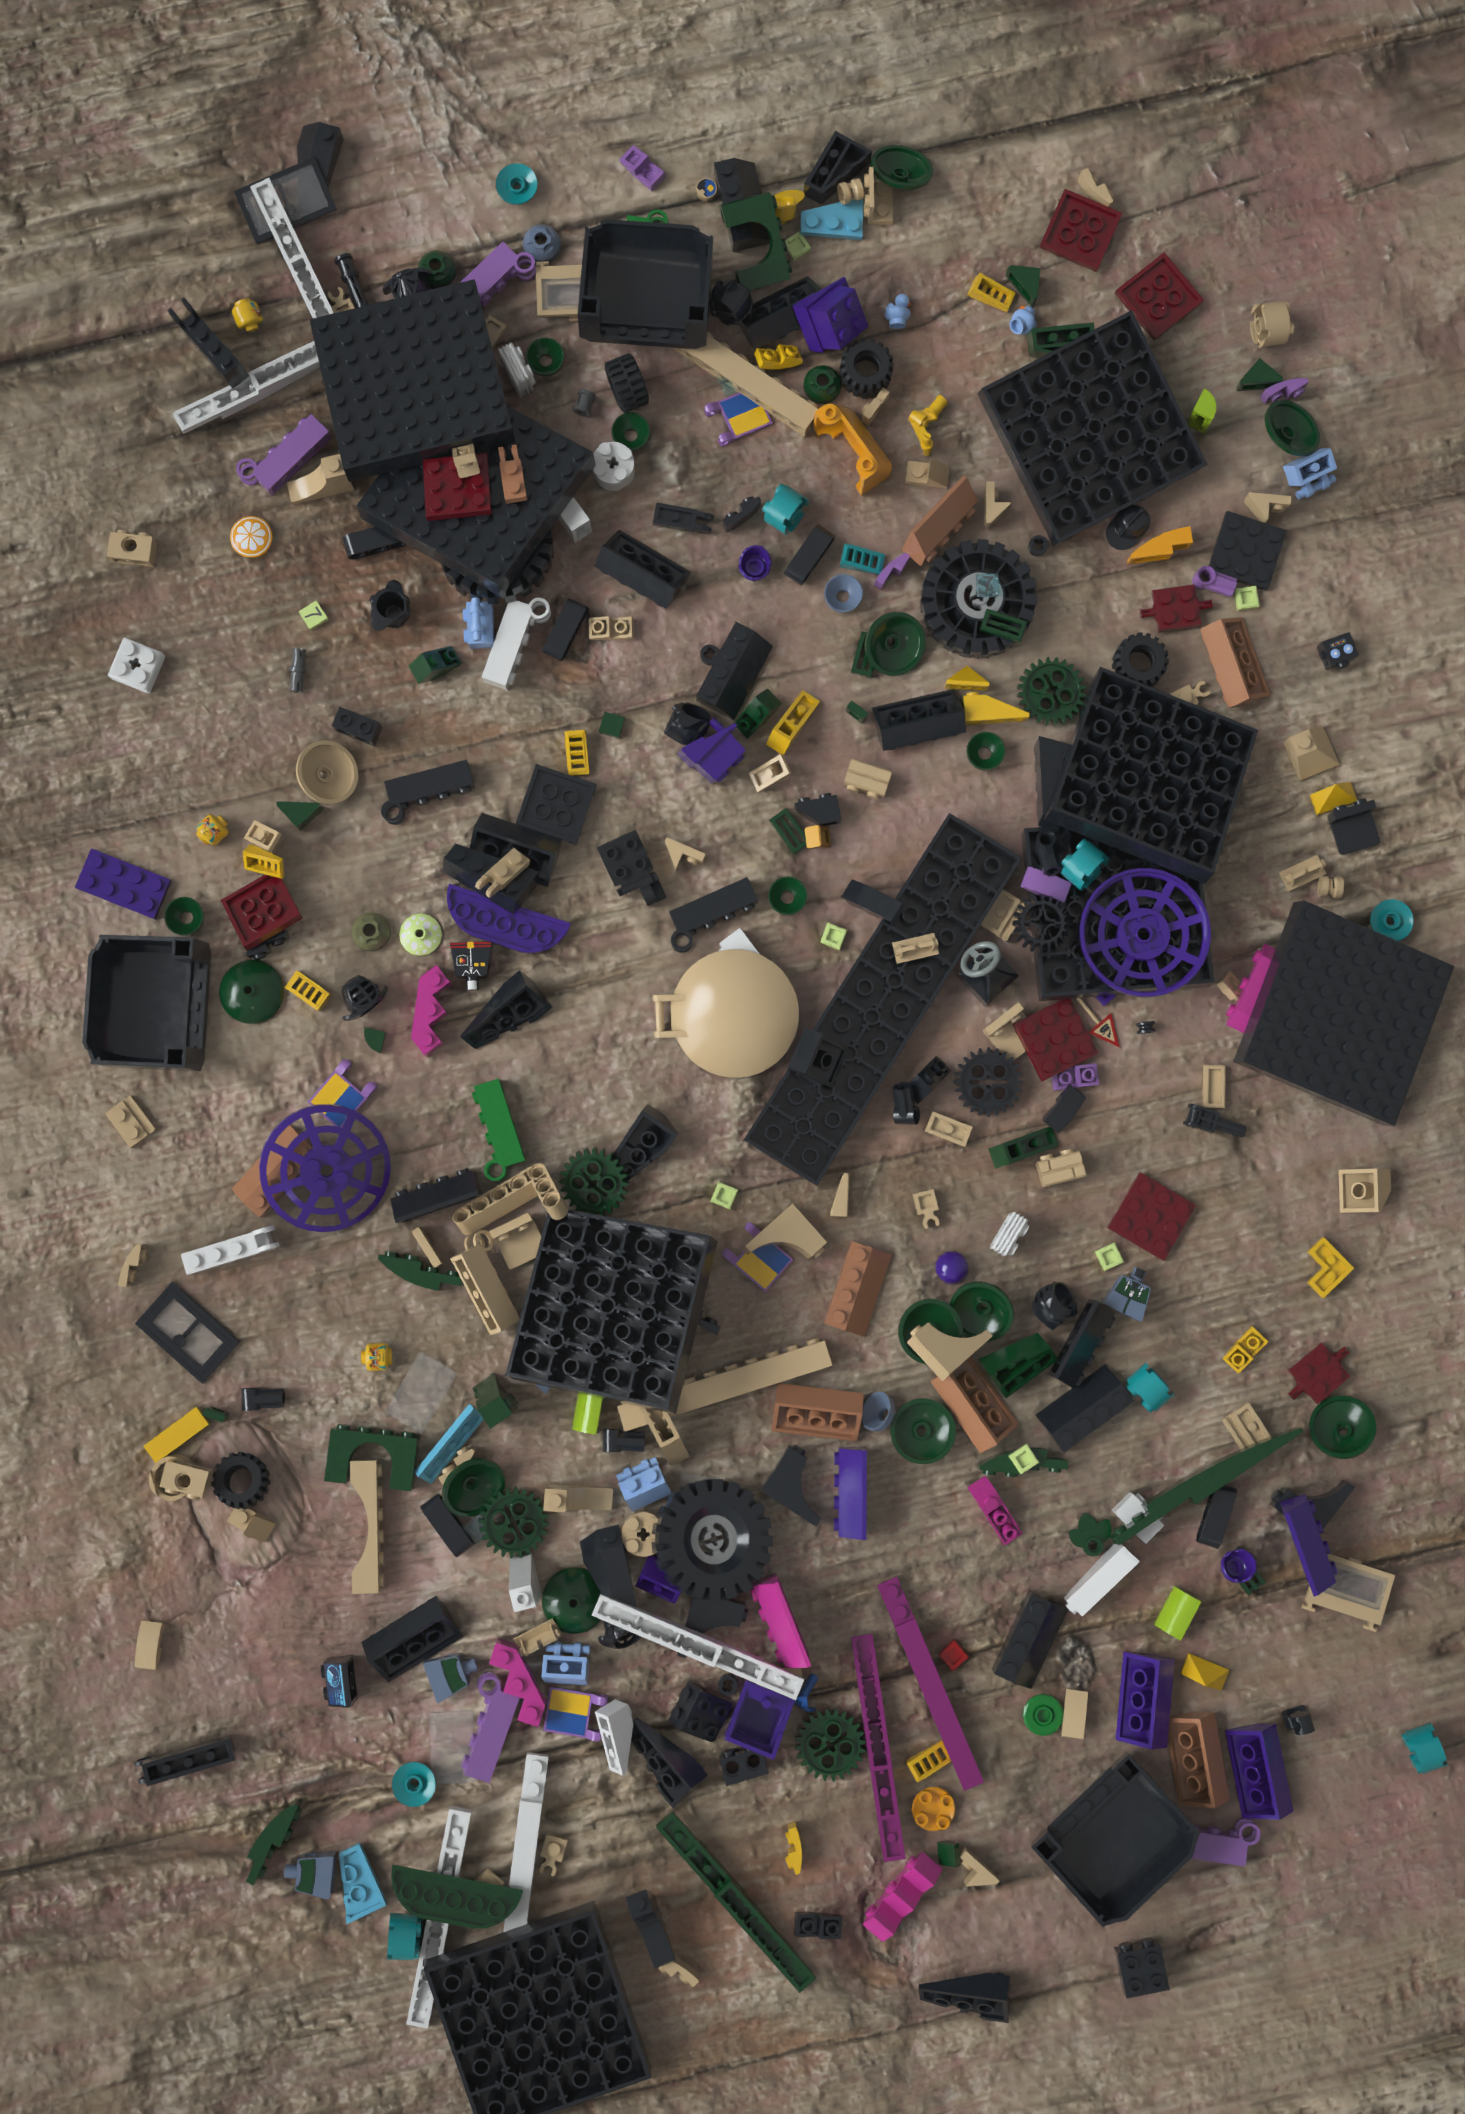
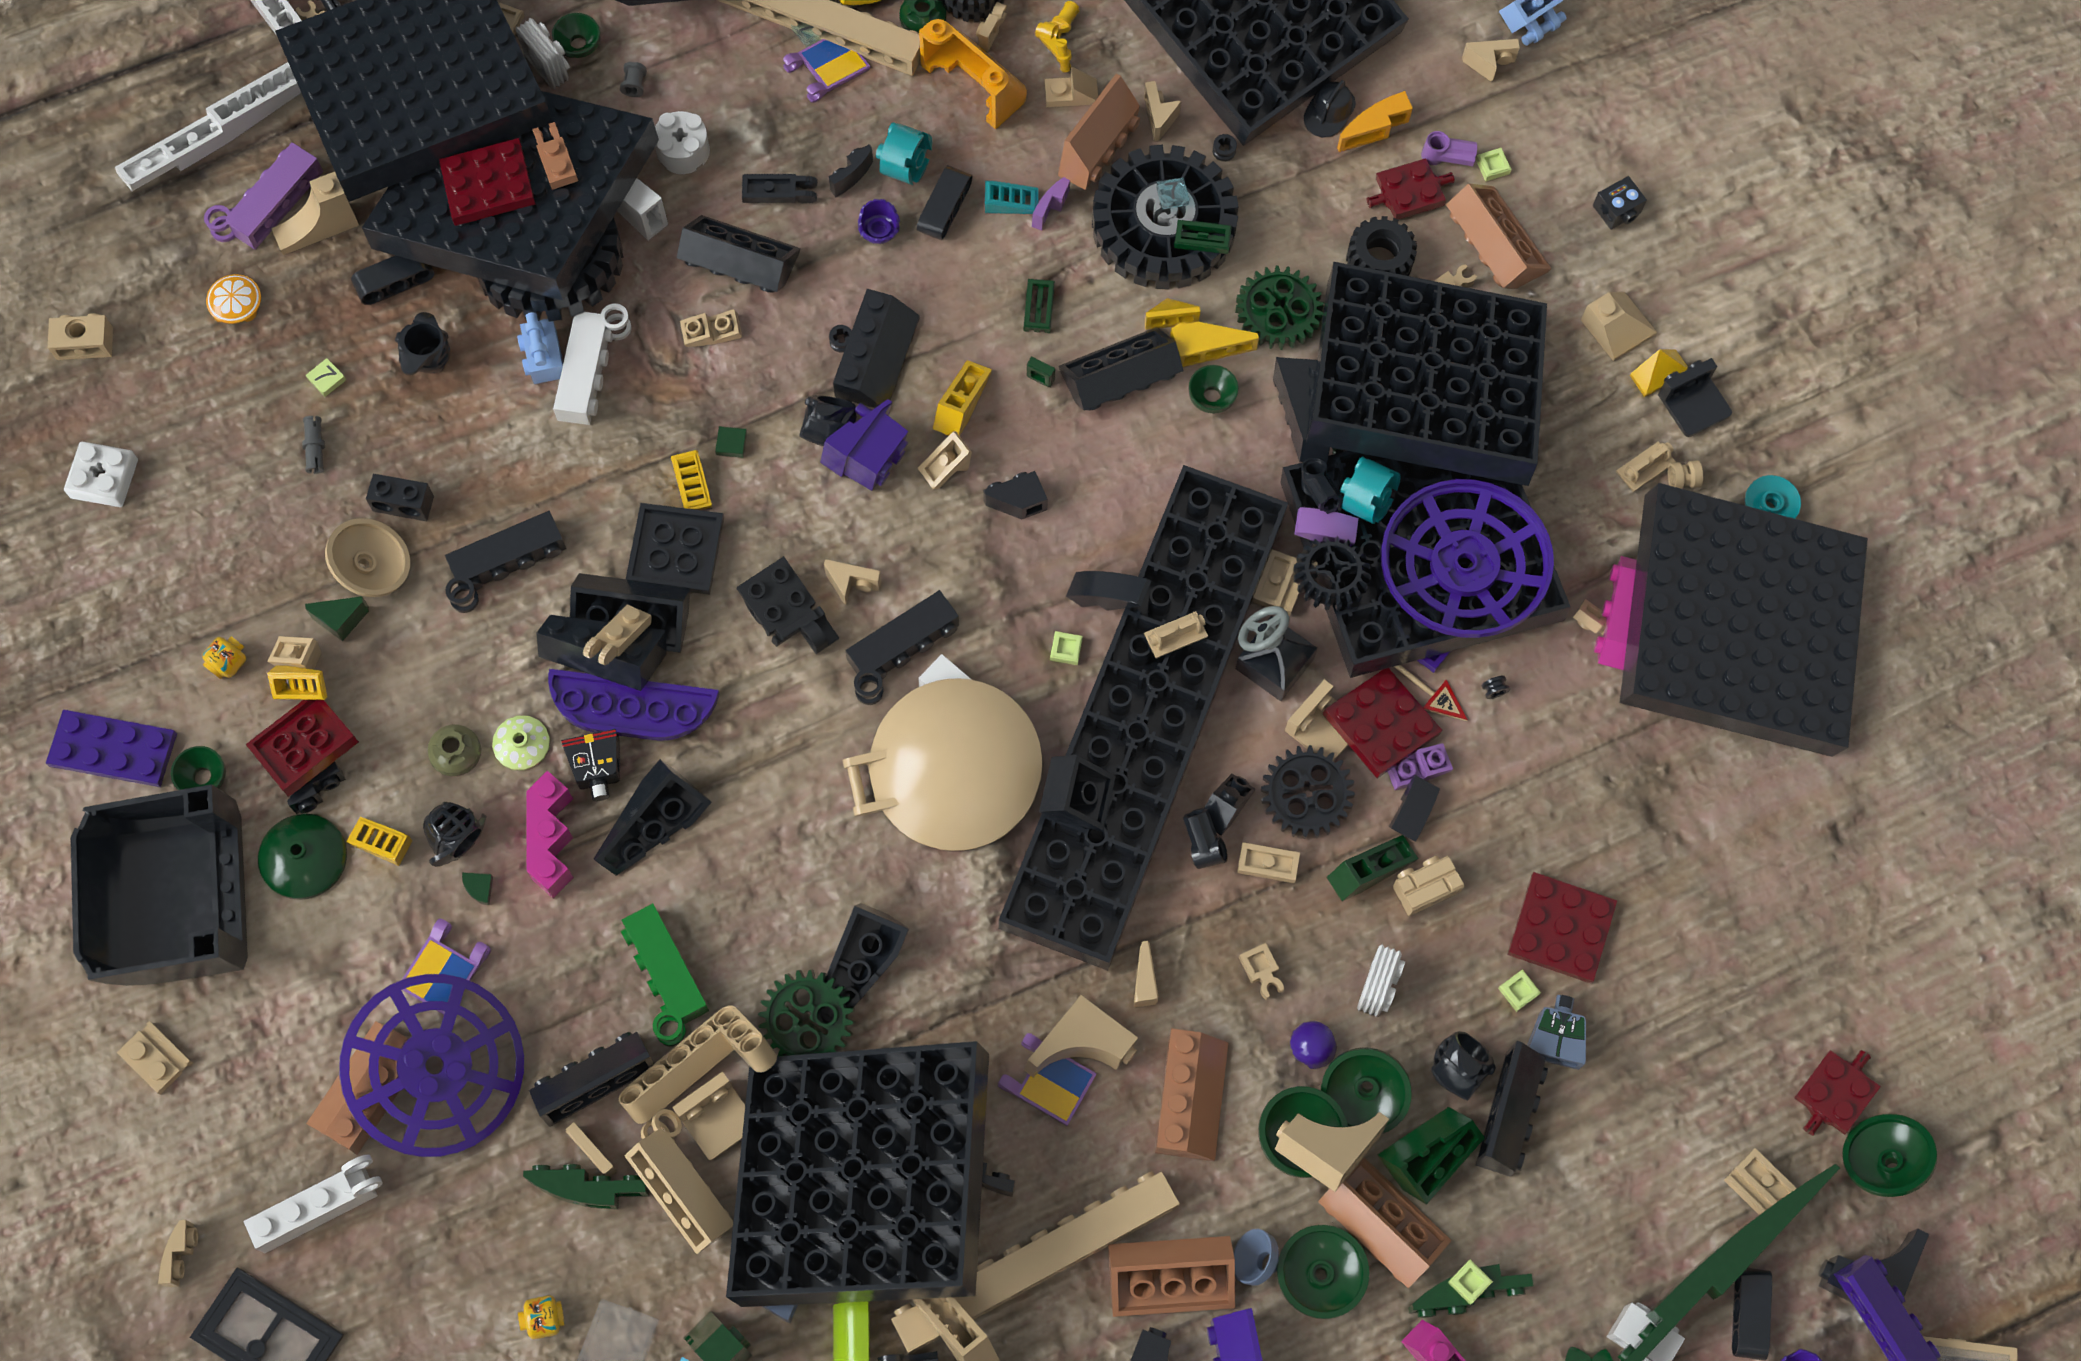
camera: 10 degrees left, 15 degrees down
(210, 346) = (154, 85): black hinge -> none
(247, 314) = (197, 49): yellow head -> none
(434, 664) = (489, 406): dark green slope -> none
(465, 460) = (494, 148): tan slope -> none
(565, 629) = (652, 338): black beam -> none
(626, 383) = (682, 44): black tyre -> none
(628, 422) = (697, 91): dark green piece -> none
(724, 1195) = (986, 1006): yellowish green tile -> none
(757, 713) = (915, 394): dark green slope -> none
(787, 884) = (996, 594): dark green piece -> none
(800, 846) = (1000, 545): dark green tile -> none
(817, 837) = (1021, 529): slope -> none
(845, 583) = (995, 228): sand blue piece -> none
(867, 779) = (1070, 448): tan brick -> none
(906, 645) = (1086, 280): dark green dish -> none
(1084, 1408) = (1535, 1199): black slope -> none
(1149, 1387) = (1617, 1151): teal brick -> none
(1209, 1121) = (1604, 789): black connector -> none
(1214, 1086) = (1601, 746): tan tile -> none
(1245, 1349) = (1731, 1079): yellow slope -> none
(1247, 550) = (1481, 110): black plate -> none
(1333, 1268) = (1818, 947): yellow plate -> none
(1363, 1189) = (1829, 838): tan slope -> none

